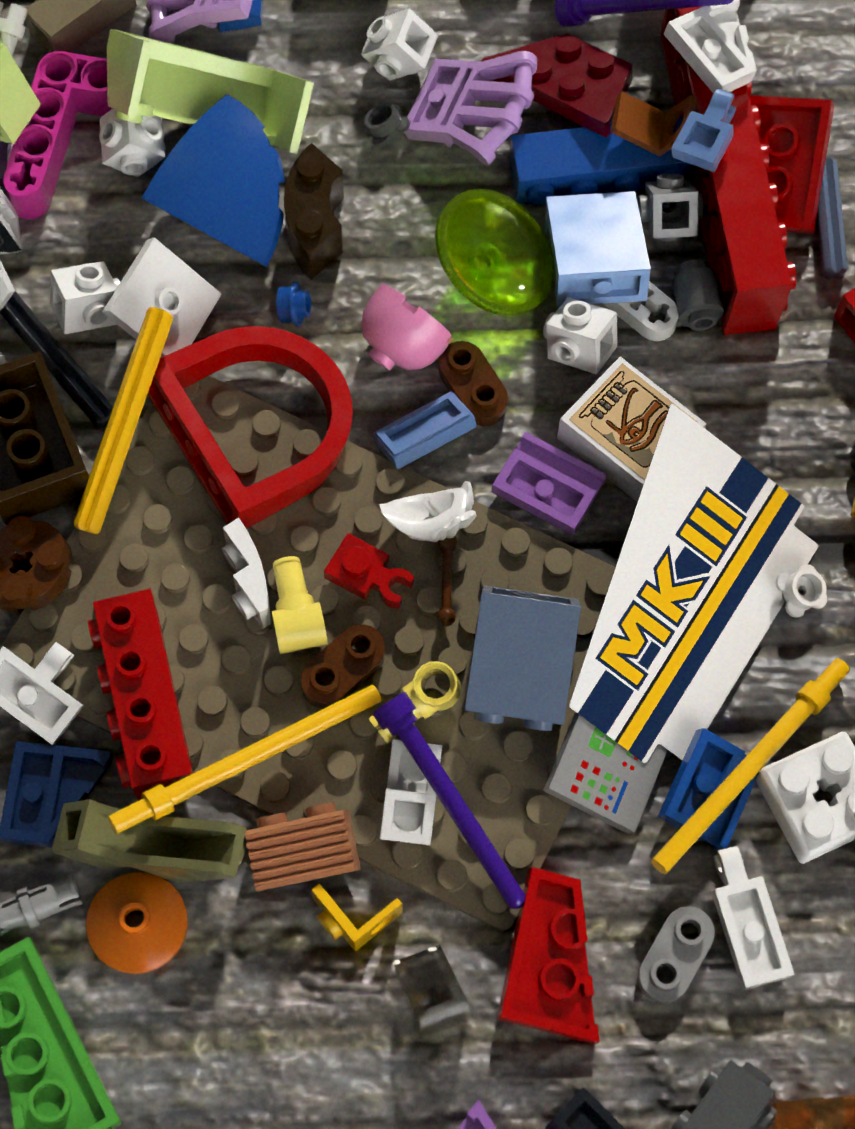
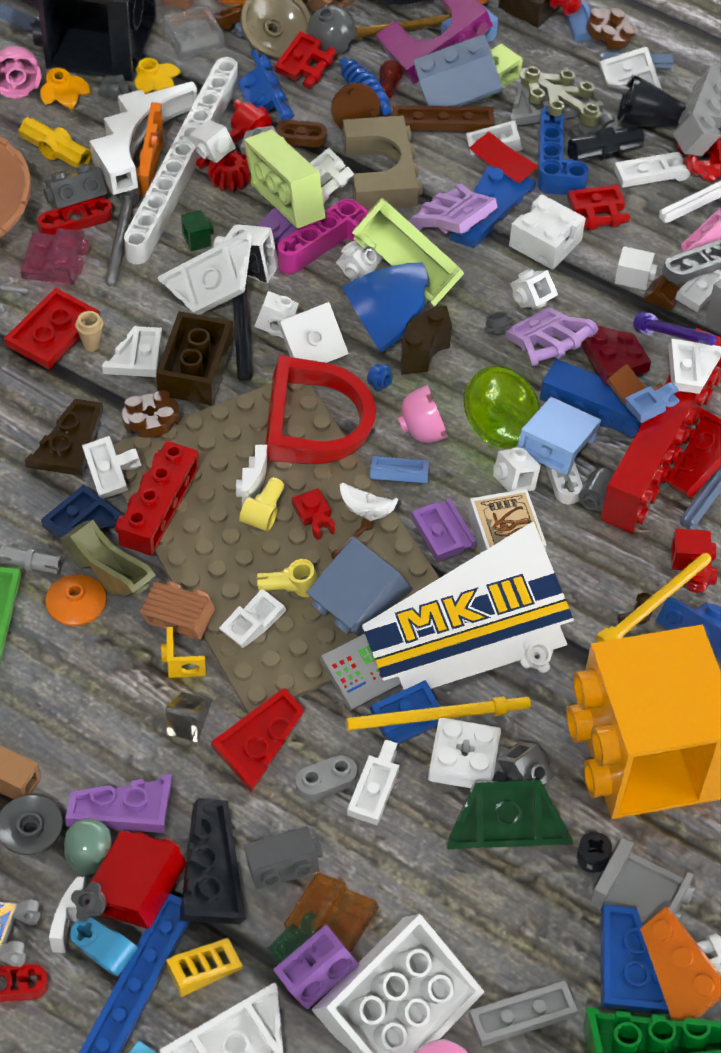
camera: 35 degrees right, 15 degrees down
(123, 420) = (247, 373): yellow axle -> none
(161, 800) = (125, 541): yellow bar -> none
(344, 664) = (267, 546): reddish brown plate -> none
(399, 719) = (270, 573): dark purple piece -> none
(473, 379) = (444, 462): reddish brown plate -> none
(681, 217) = (606, 438): light grey brick -> none

